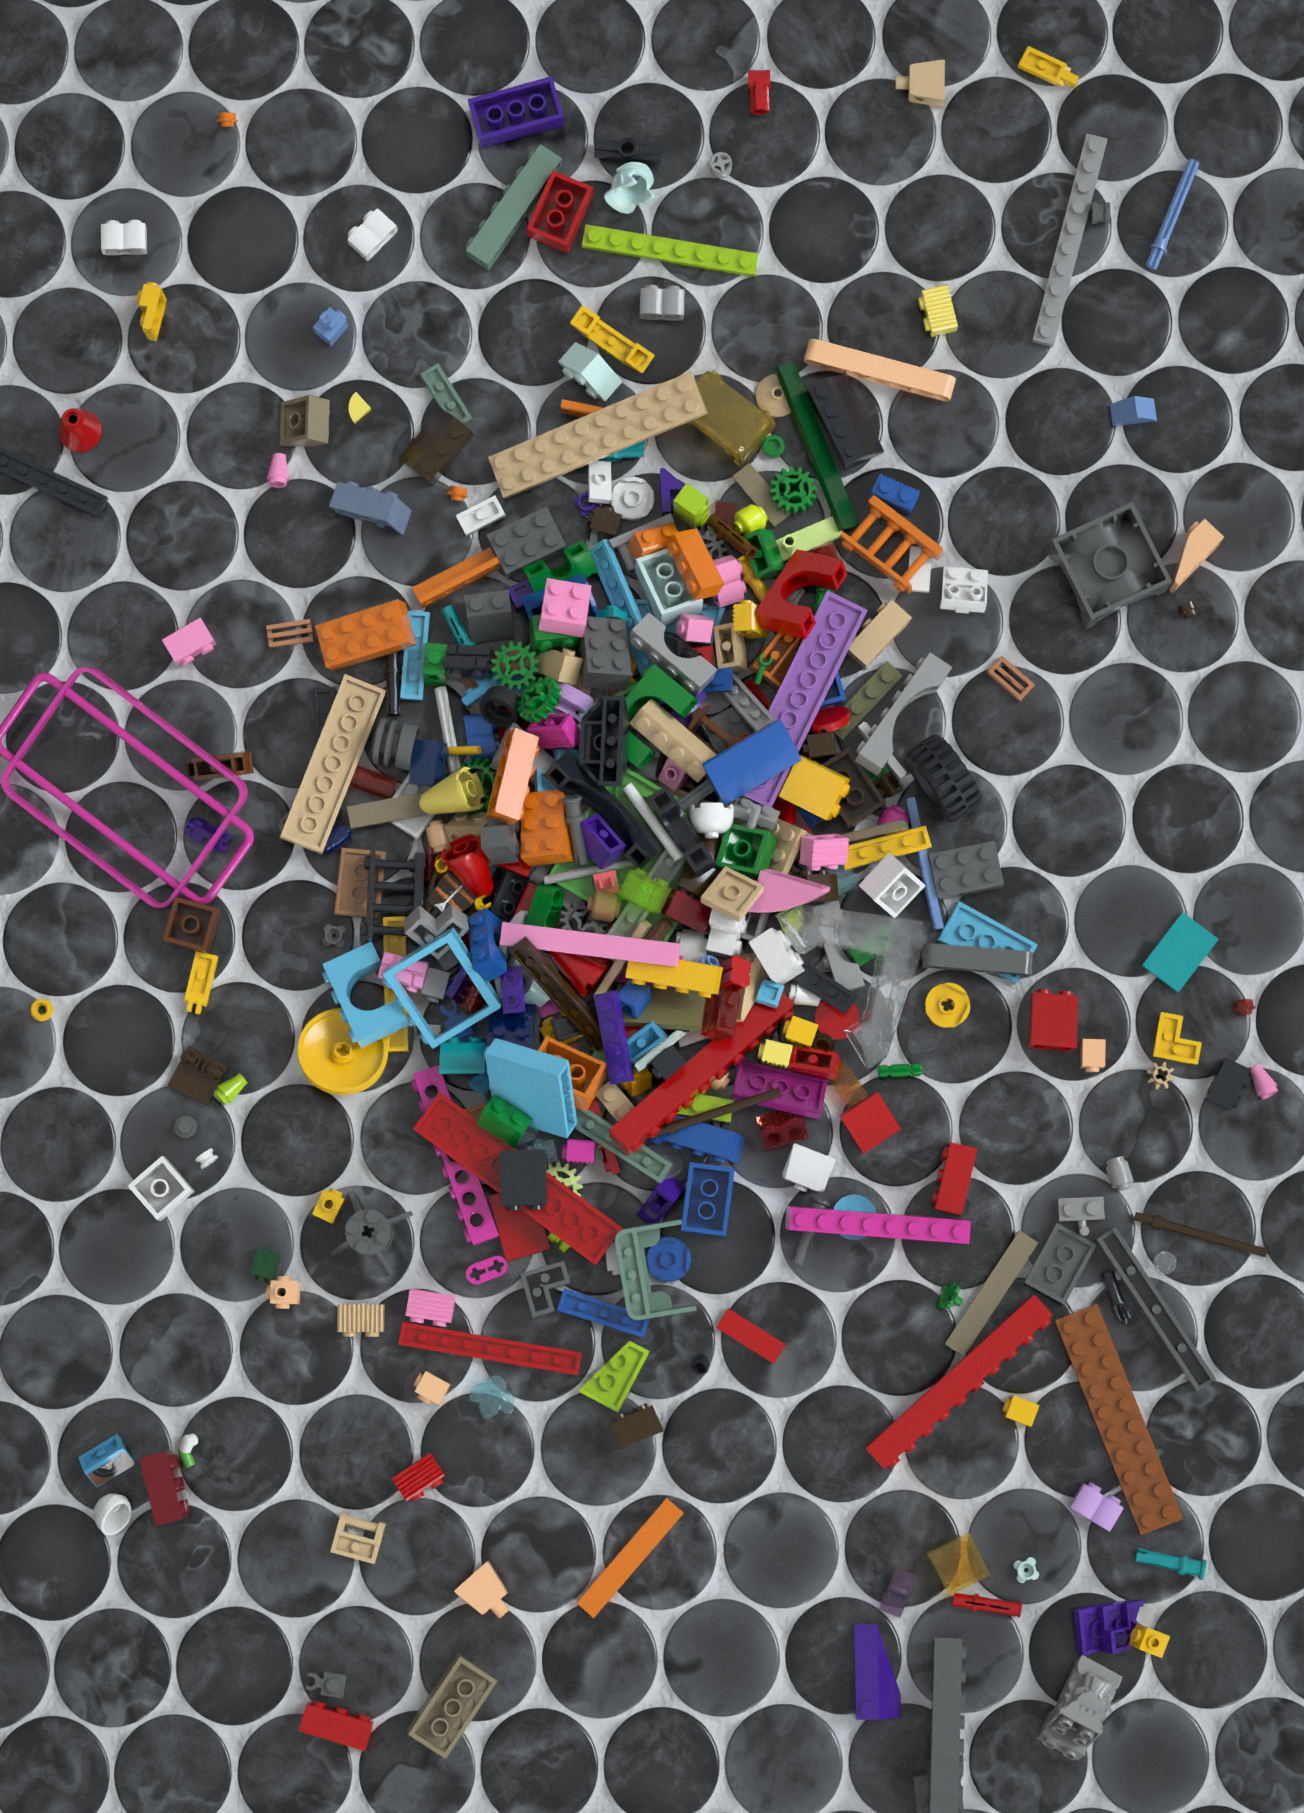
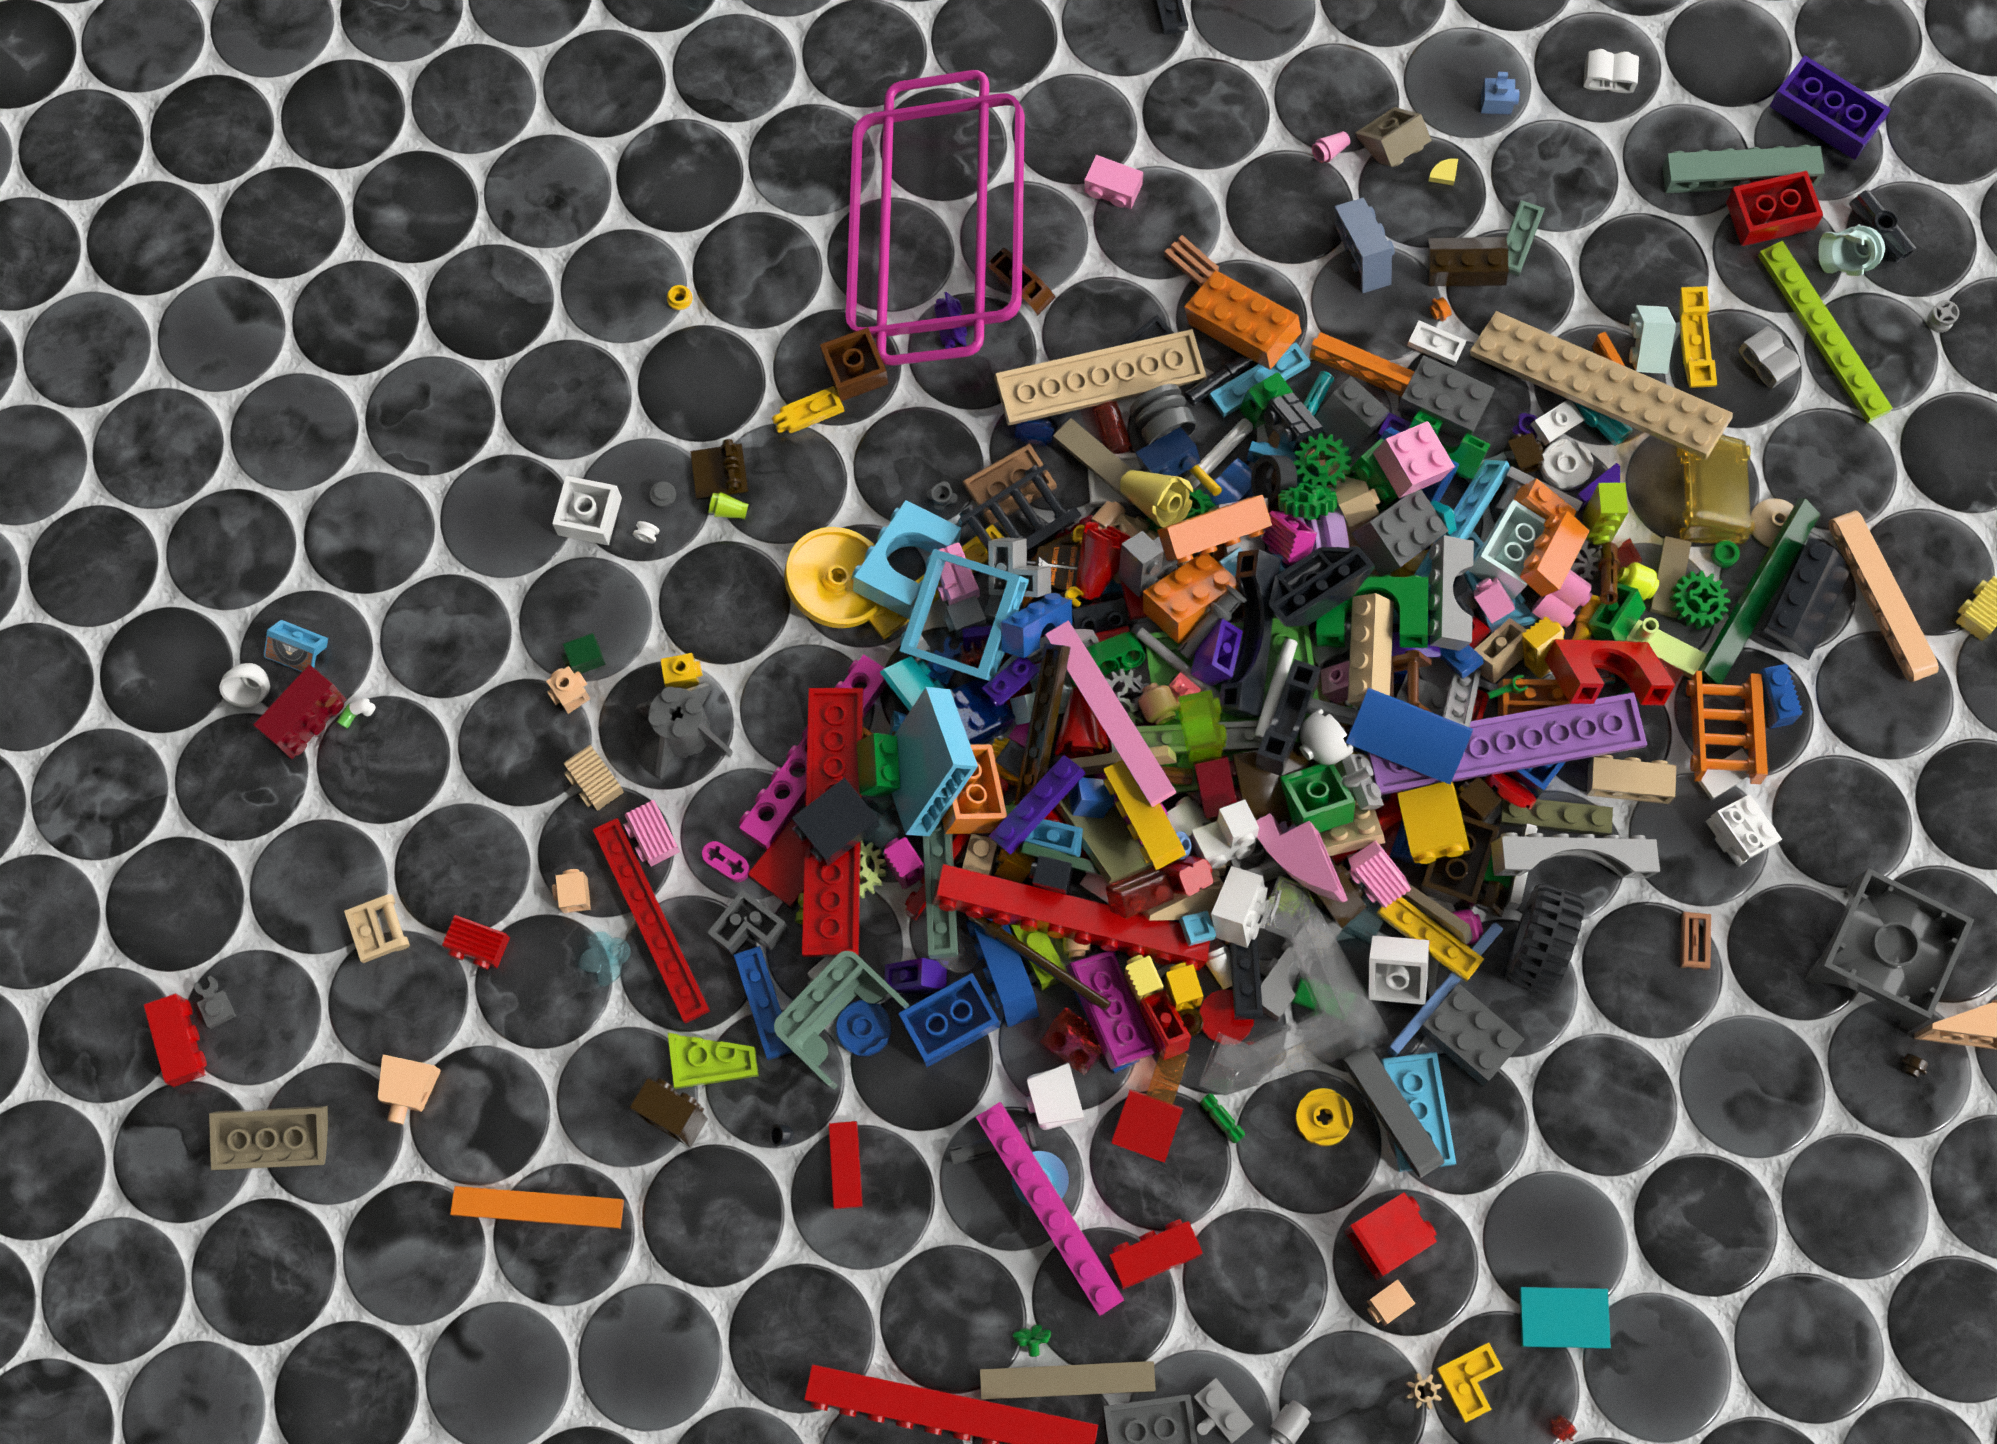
camera: 55 degrees right, 10 degrees down
(732, 894) = (1265, 810): tan plate -> none

